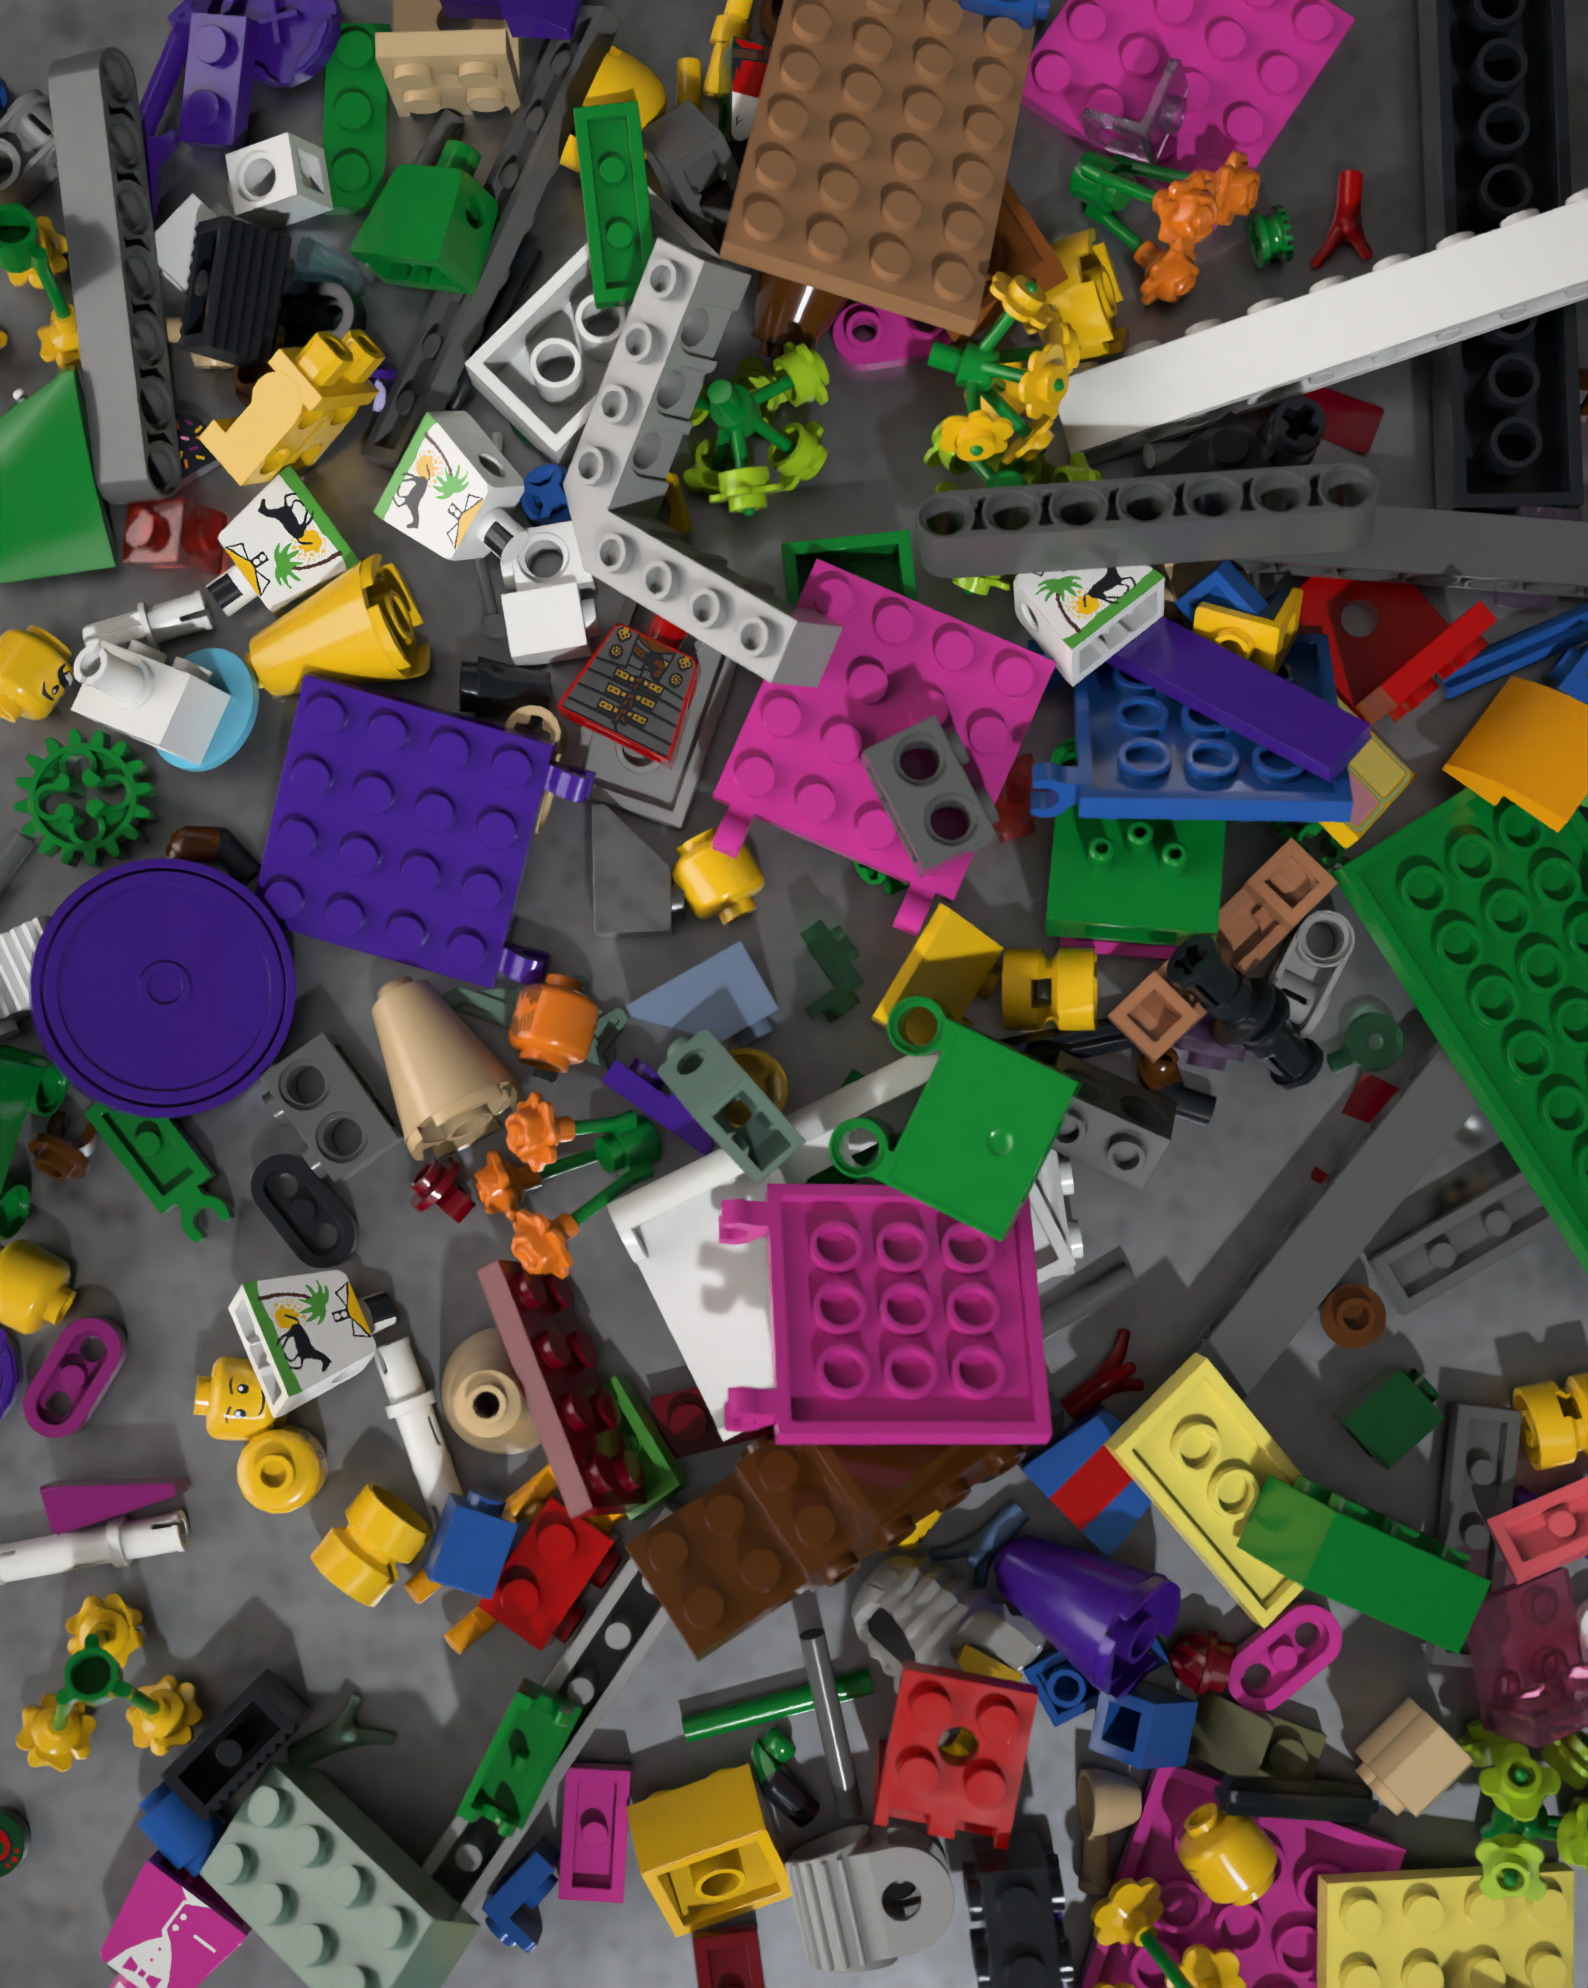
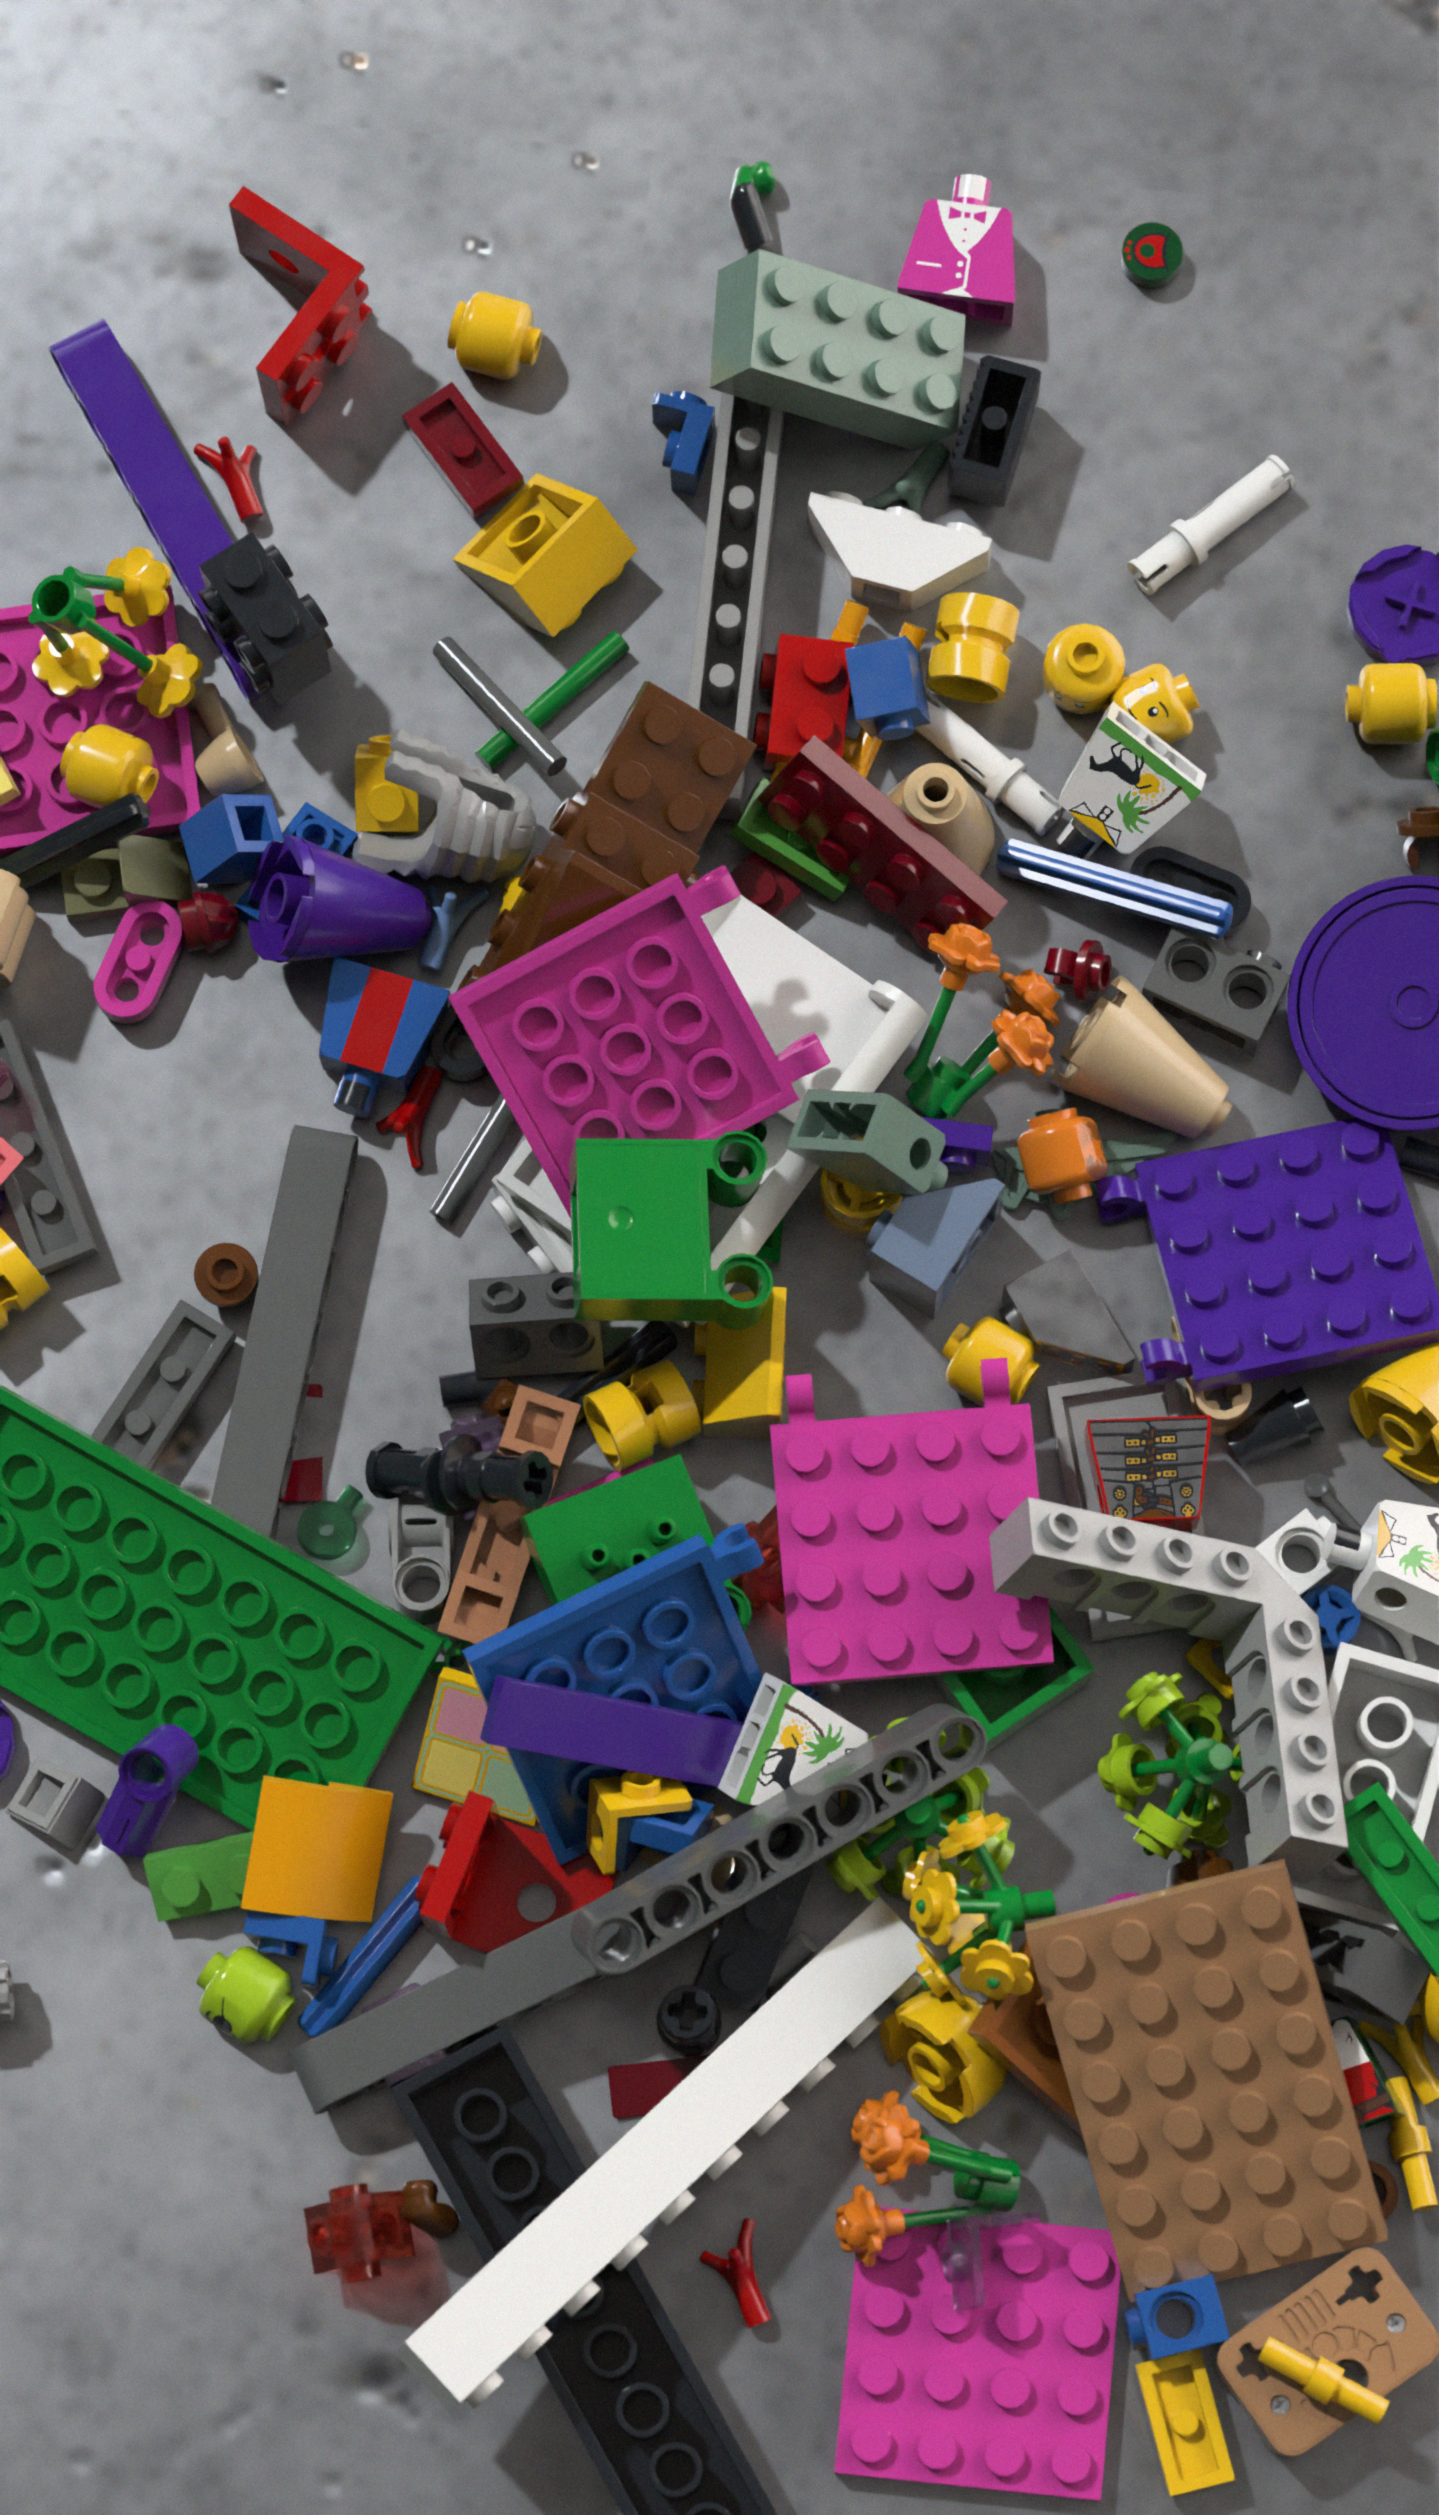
camera: 150 degrees right, 10 degrees down
(76, 1374) = (1305, 658): magenta plate -> none
(87, 1501) = (1230, 562): magenta slope -> none
(93, 1676) = (1148, 370): yellow plant -> none
(162, 1165) = (1326, 862): green plate -> none
(178, 1831) = (1002, 338): blue brick -> none
(370, 1244) = (1114, 888): none -> axle
(393, 1678) = (893, 553): none -> white slope
(520, 1758) = (749, 535): green hinge -> none
(549, 624) = (1263, 1499): white brick -> none
(595, 1832) = (652, 518): dark pink plate -> none
(775, 1781) = (523, 638): arm -> none
(834, 956) = (848, 1346): clear green bracket -> none
(842, 1901) = (407, 567): light grey piece -> none
(912, 801) = (850, 1476): dark grey brick -> none
(947, 1791) = (378, 699): red bracket -> none
(1204, 1469) = (261, 1065): light yellow plate -> none
(1269, 237) = (806, 2214): green bush -> none
(1365, 1560) = (118, 1060): green brick -> none
(1390, 1414) = (149, 1209): dark green brick -> none

